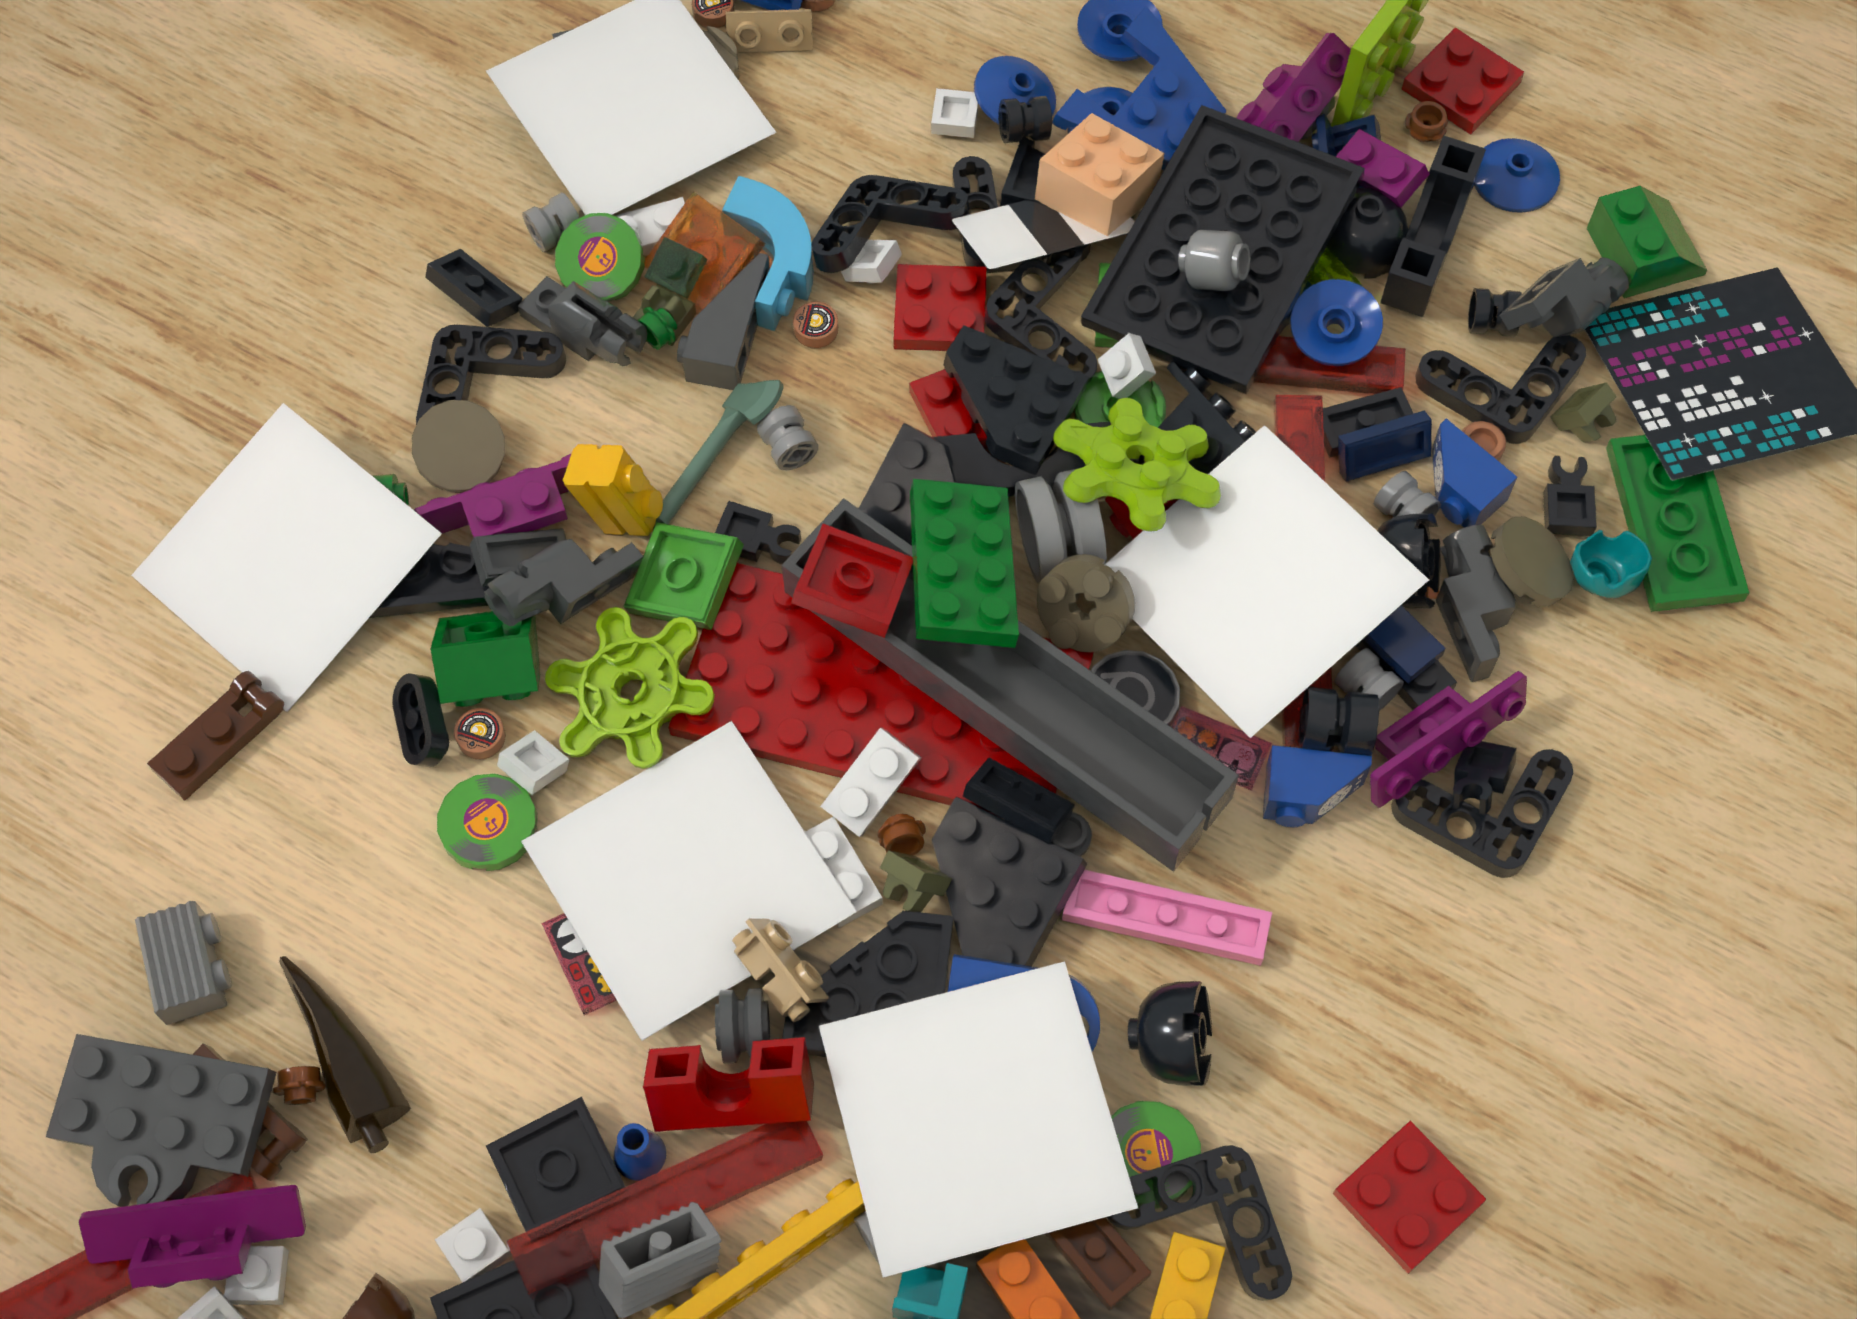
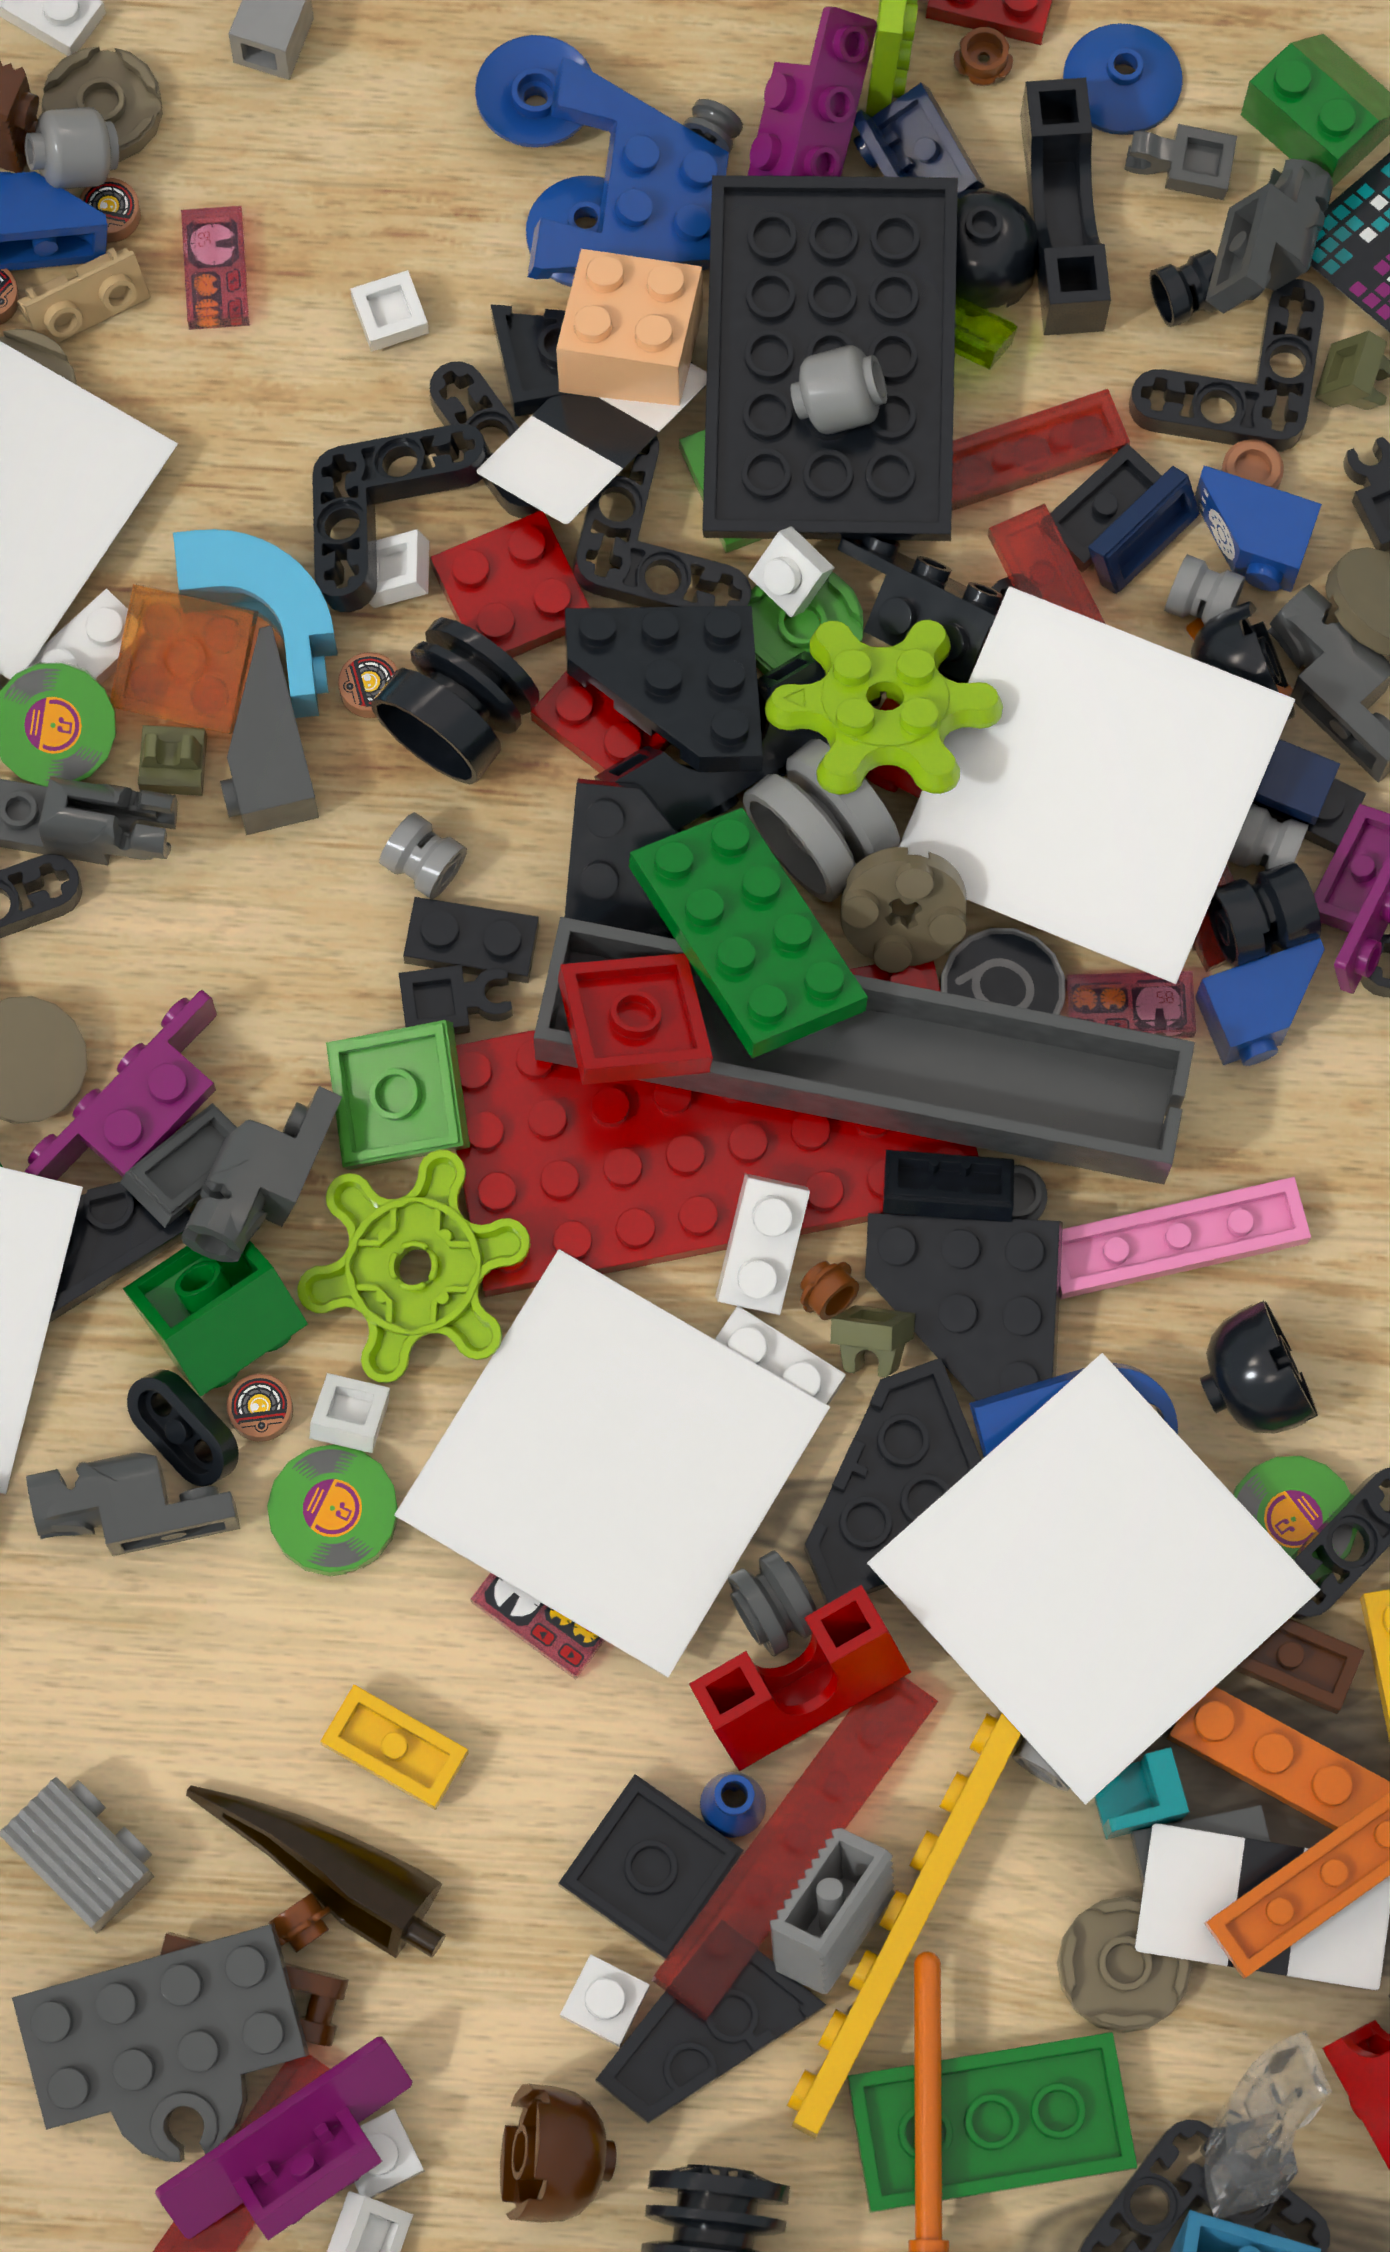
camera: 30 degrees left, 10 degrees up
(354, 752) = (130, 1504): none -> dark grey plate
(432, 997) = (394, 1747): none -> yellow plate
(613, 489) = (261, 1030): yellow brick -> none
(659, 327) = (187, 783): green plate -> none
(676, 267) = (161, 695): clear green plate -> none
(745, 403) = (342, 834): sand green piece -> none
(786, 499) = (471, 937): none -> black plate
(794, 980) = (765, 1502): tan hinge -> none
(861, 48) = (215, 267): none -> clear pink tile
(866, 345) = (455, 700): none -> black wheel
(1007, 79) = (441, 264): blue dish -> none
(1024, 119) = (490, 286): black wheel -> none
(1226, 89) = (715, 123): none -> dark grey bush
(1341, 304) = (1021, 367): blue dish -> none
(1385, 167) = (976, 156): magenta plate -> none
(1536, 238) = (1195, 159): none -> dark grey plate

